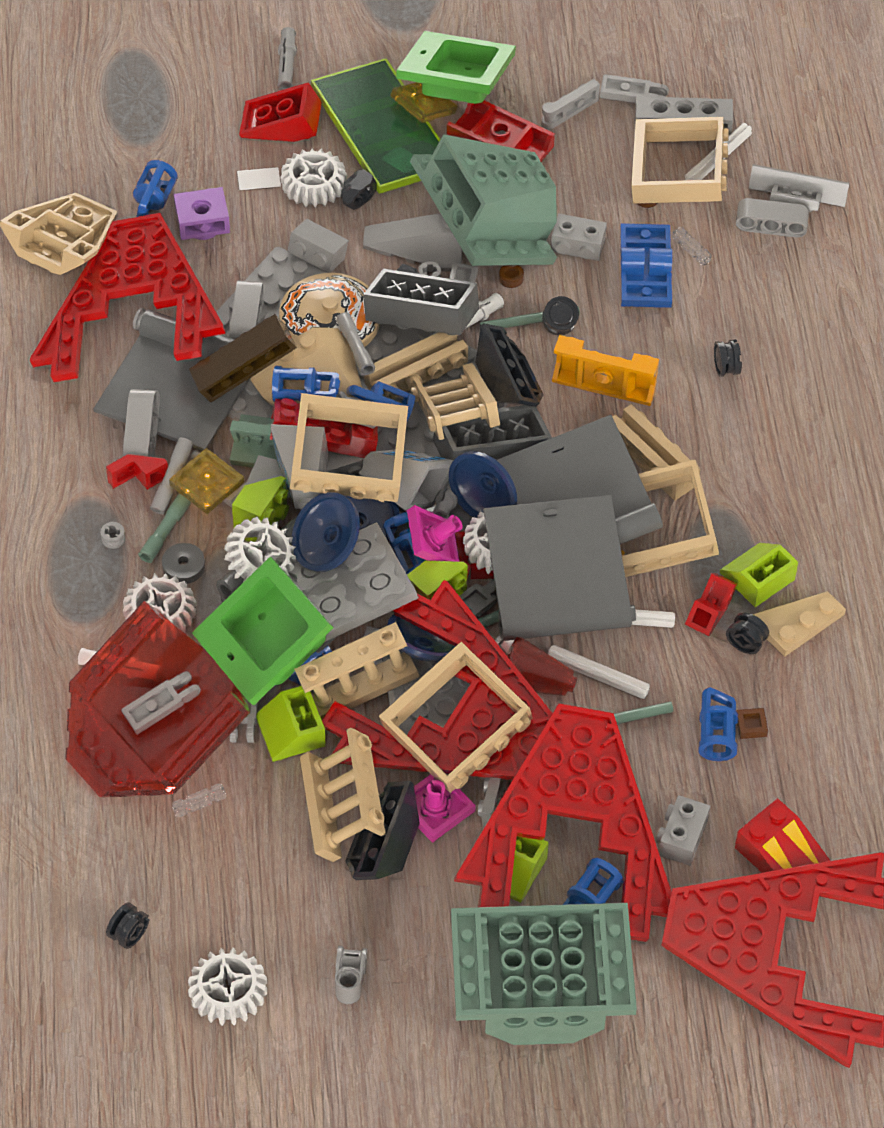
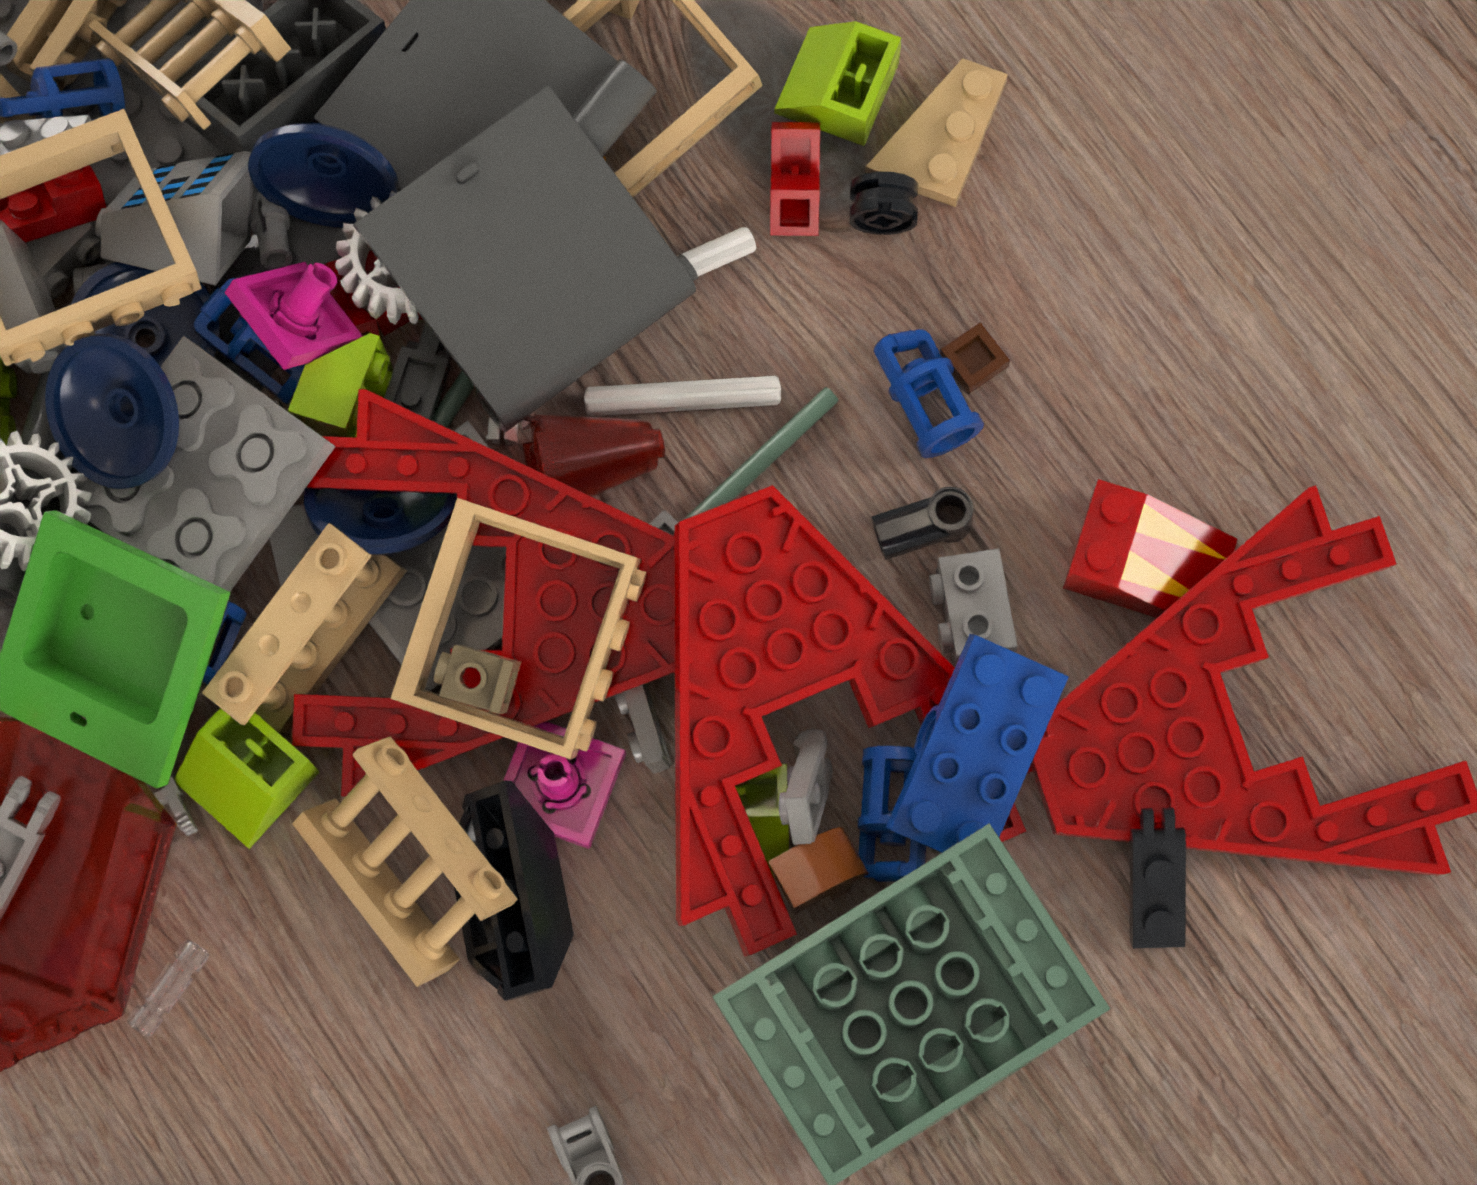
camera: 25 degrees left, 20 degrees up
(428, 731) = (496, 682): none -> dark tan brick
(534, 889) = (818, 869): none -> dark orange brick
(551, 856) = (807, 787): none -> light grey hinge
(647, 874) = (976, 745): none -> blue plate
(680, 781) = (918, 525): none -> black piece
(699, 990) = (1157, 882): none -> black hinge

